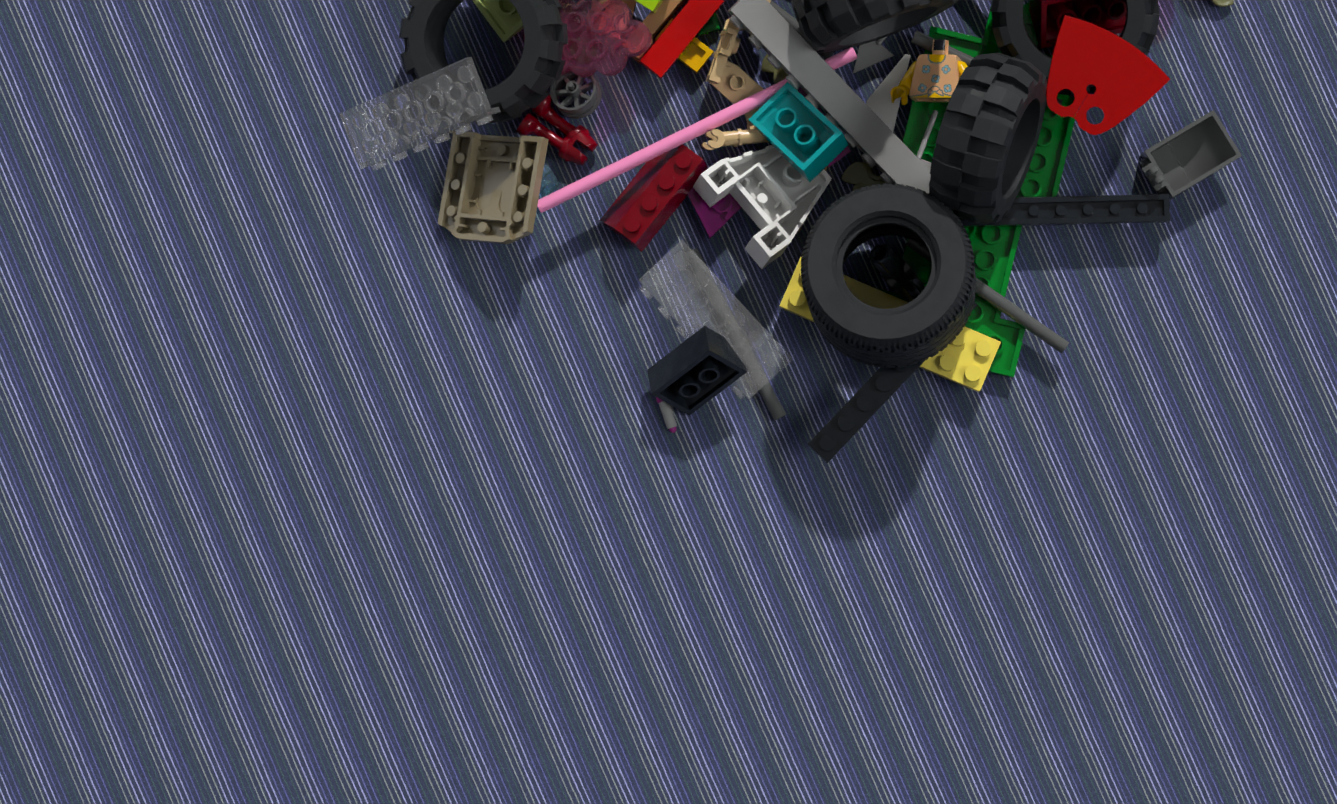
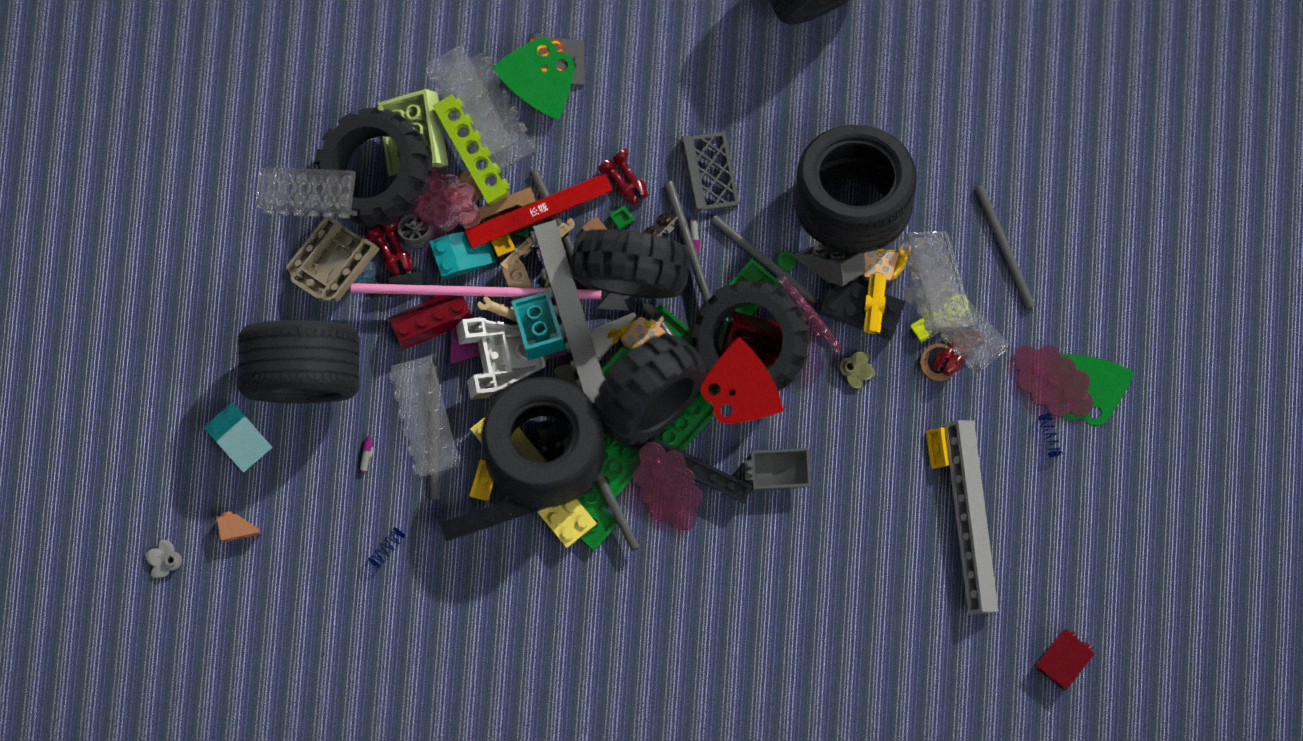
camera: 25 degrees right, 5 degrees down
(479, 669) = (160, 559): none -> light grey plate
(494, 468) = (238, 437): none -> teal slope
(527, 334) = (298, 361): none -> black tyre
(552, 582) = (235, 527): none -> nougat slope
(601, 158) = (407, 279): none -> black arm
(644, 99) = (456, 256): none -> teal slope
(695, 371) = (394, 441): black slope -> none
(756, 482) = (399, 533): none -> clear blue piece
(829, 364) = (482, 483): none -> yellow plate
(1064, 248) = (668, 486): none -> clear pink plate

